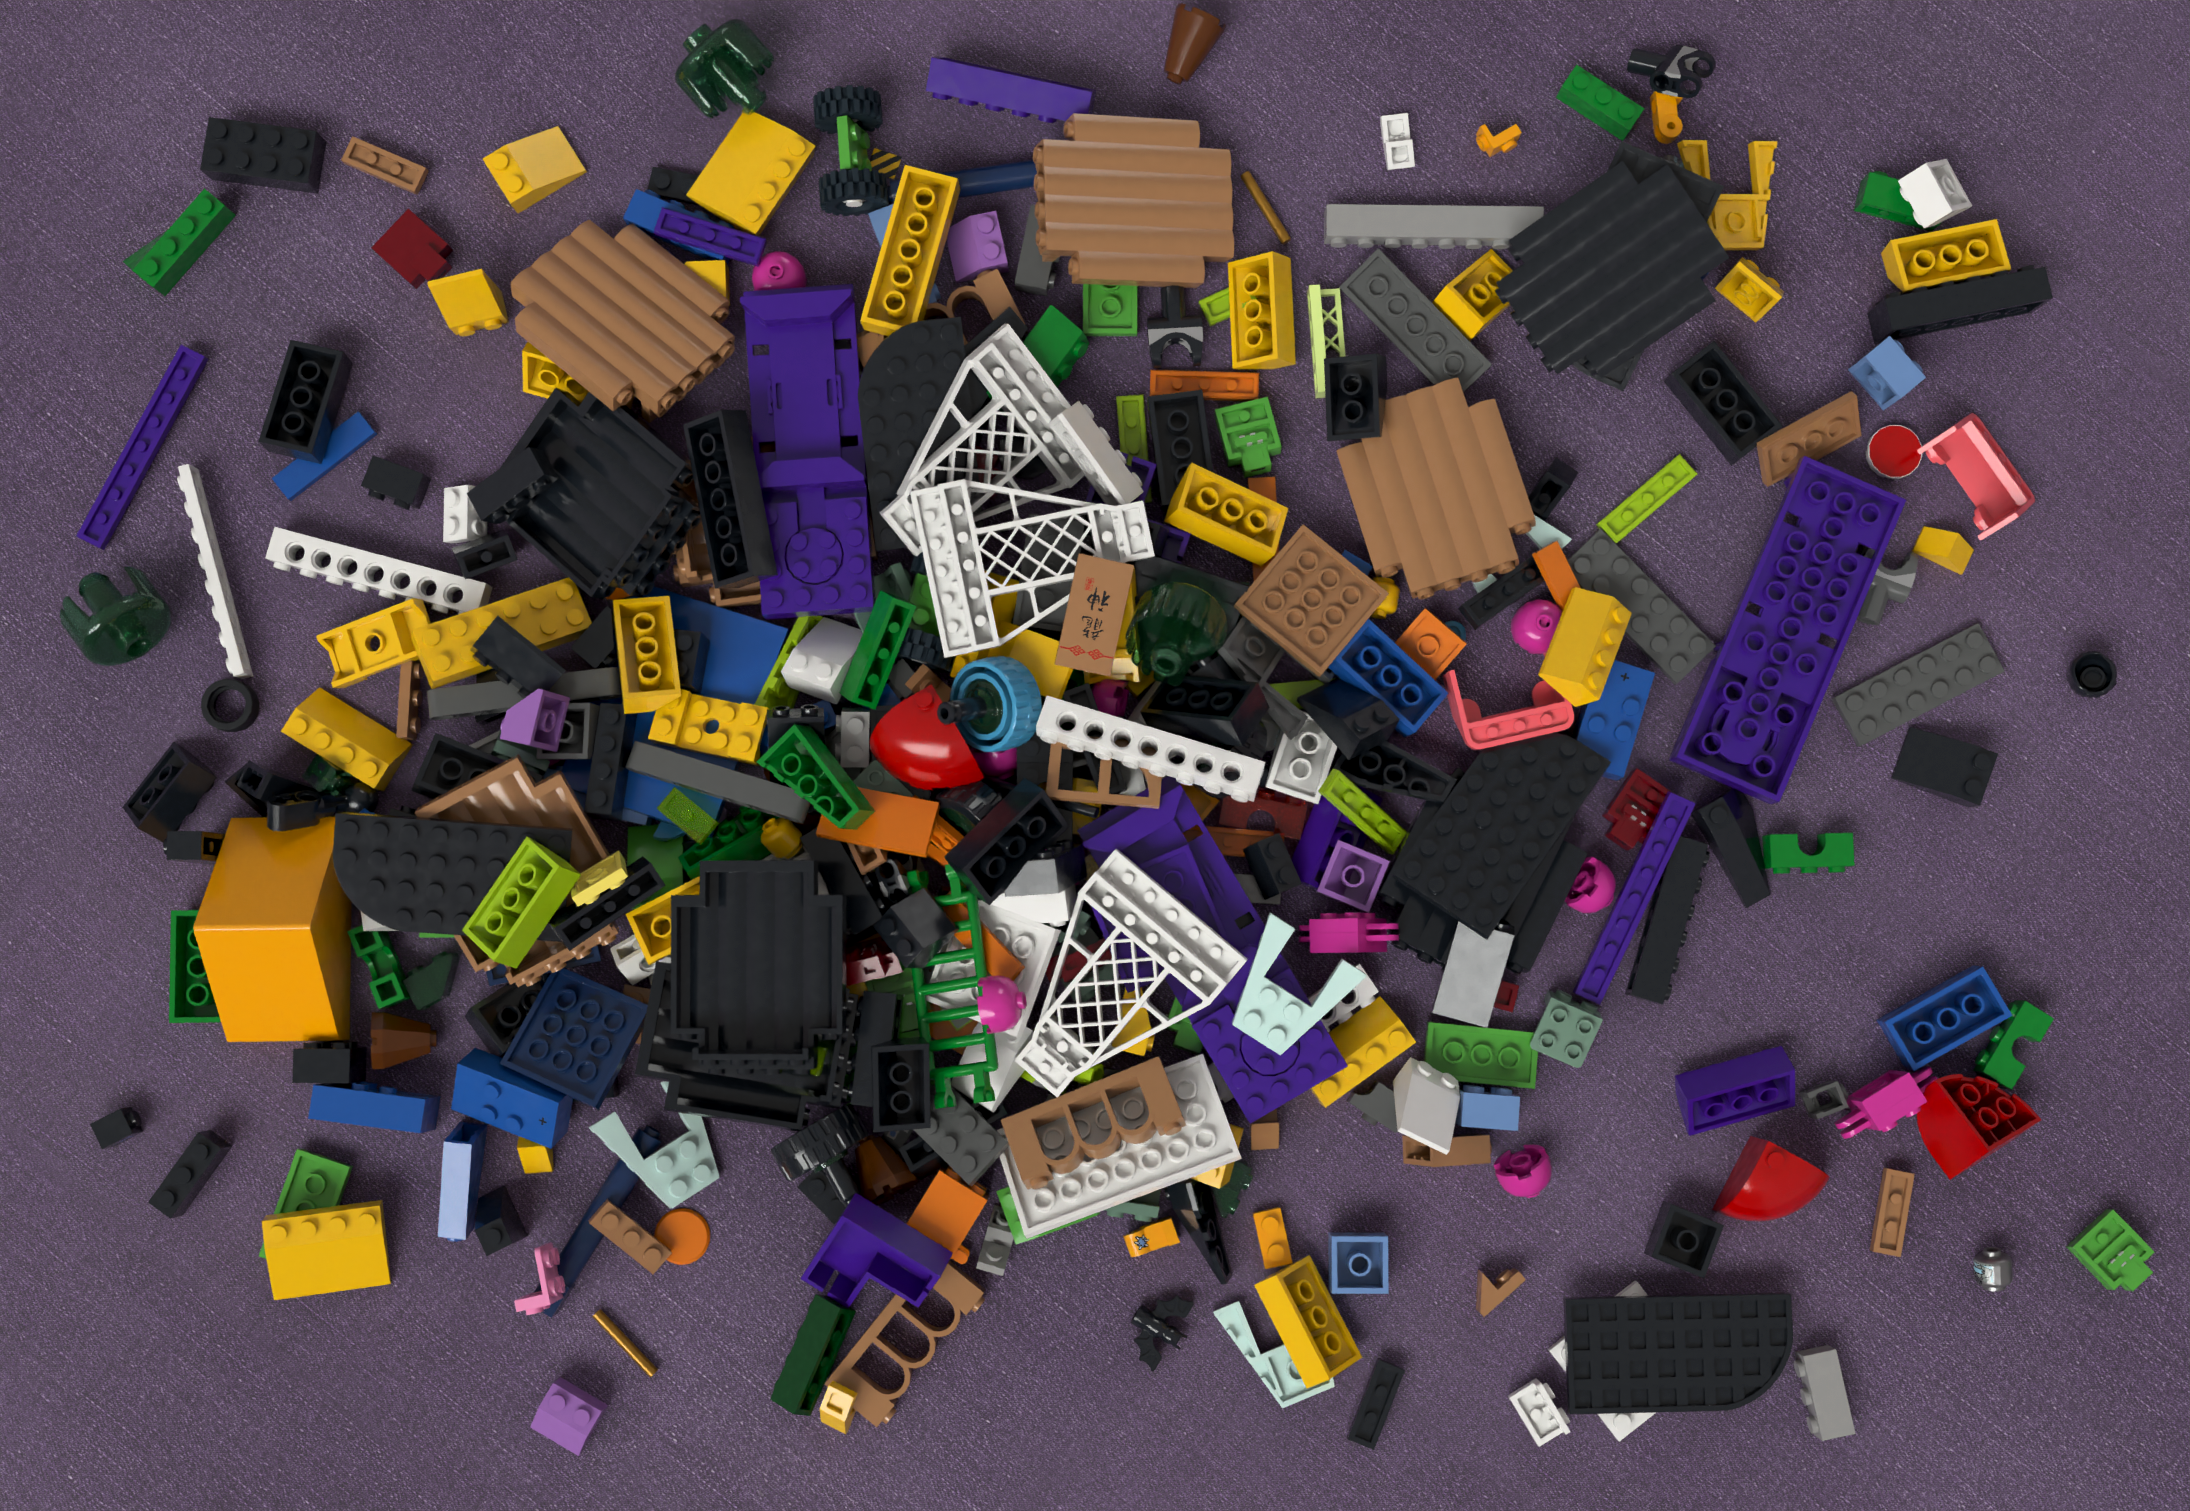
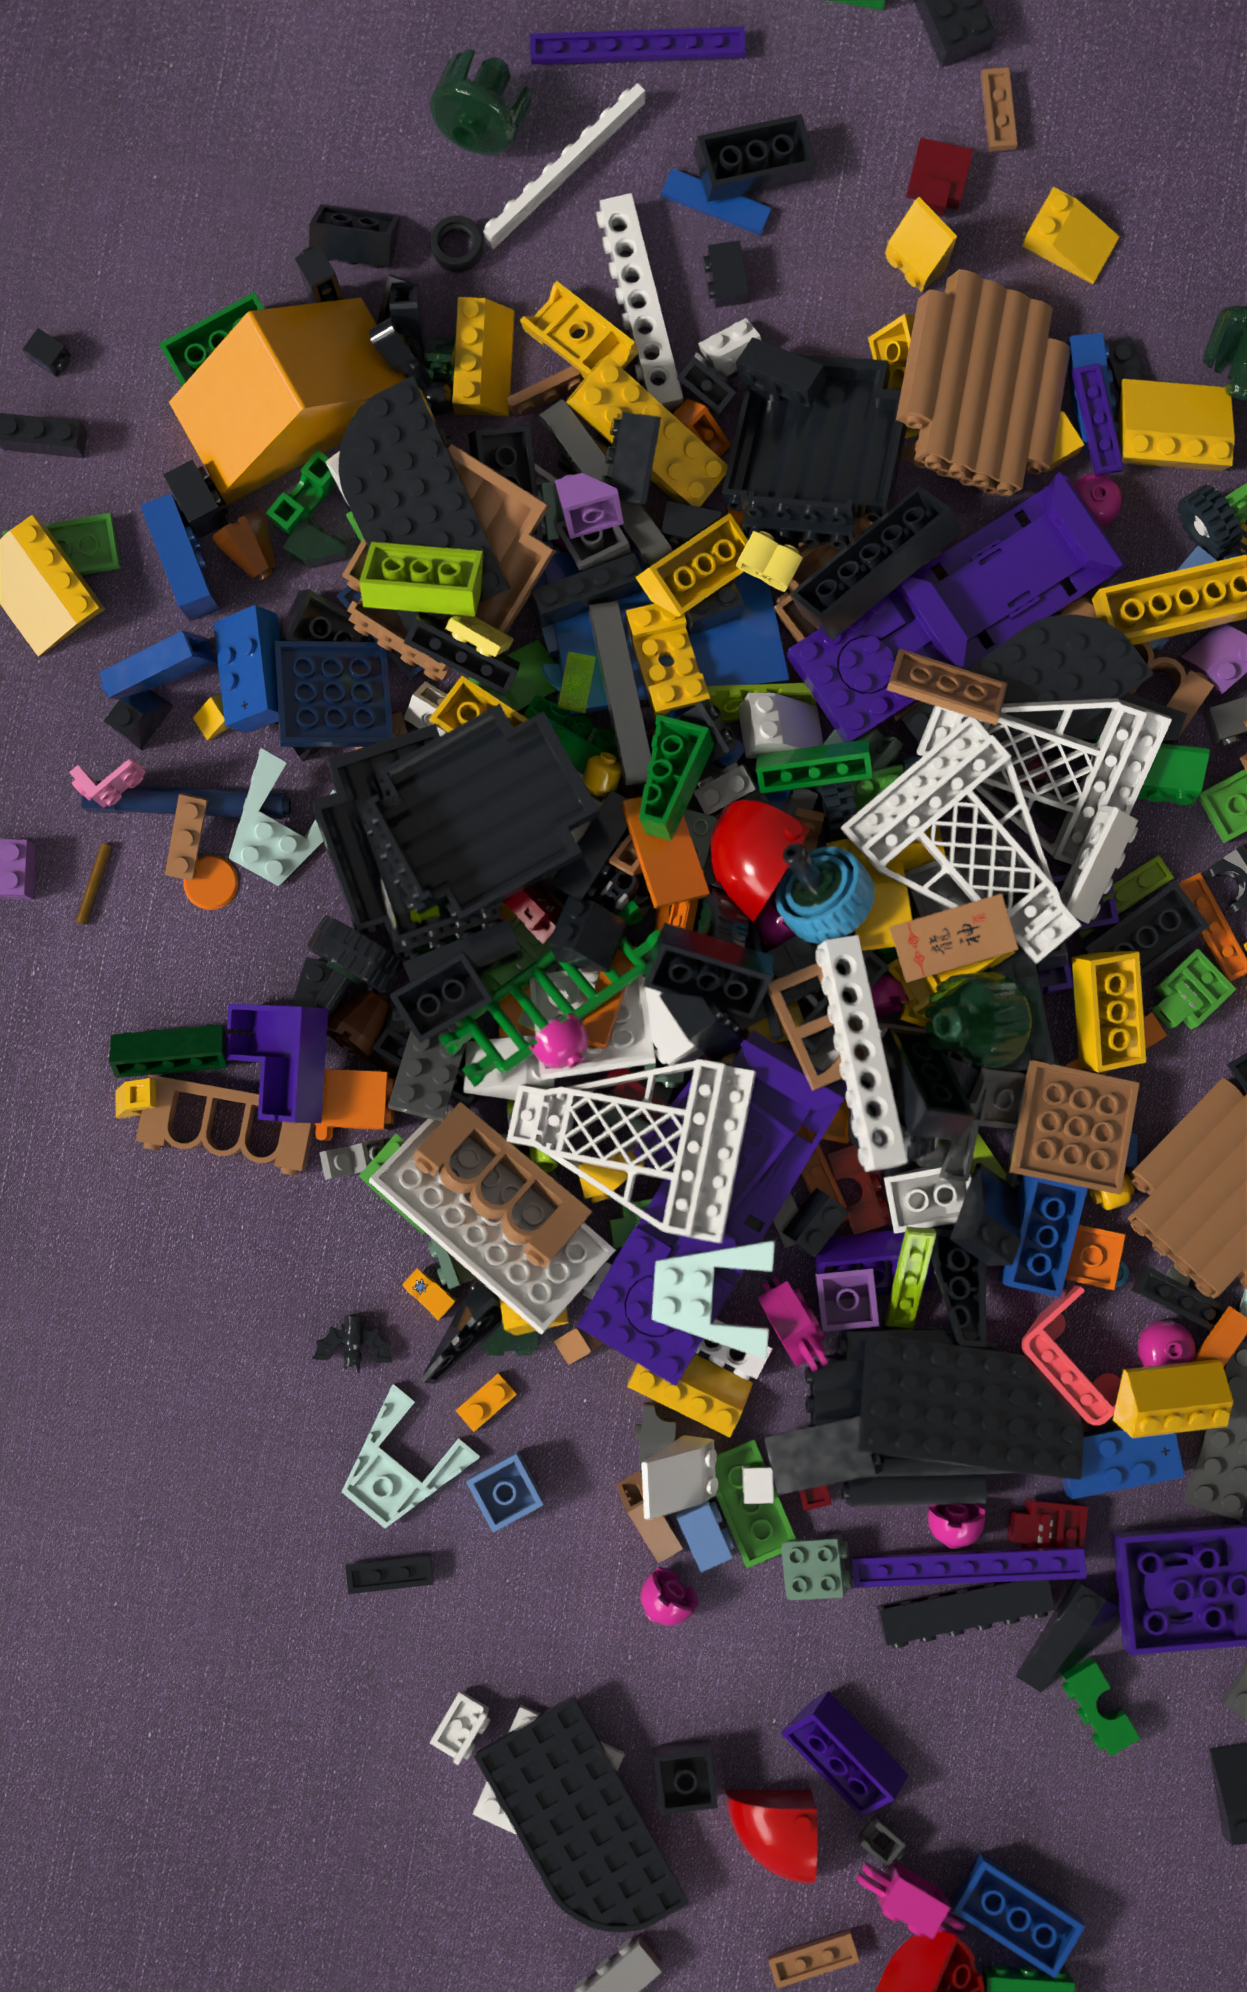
camera: 65 degrees right, 0 degrees up
(520, 579) = (702, 424): none -> orange slope
(675, 589) = (769, 560): none -> light yellow brick
(873, 498) = (947, 686): none -> medium nougat tile
(1308, 1322) = (429, 1474): yellow slope -> none
(1469, 1040) = (757, 1484): none -> white panel
(1491, 1295) = (540, 1627): medium nougat slope -> none

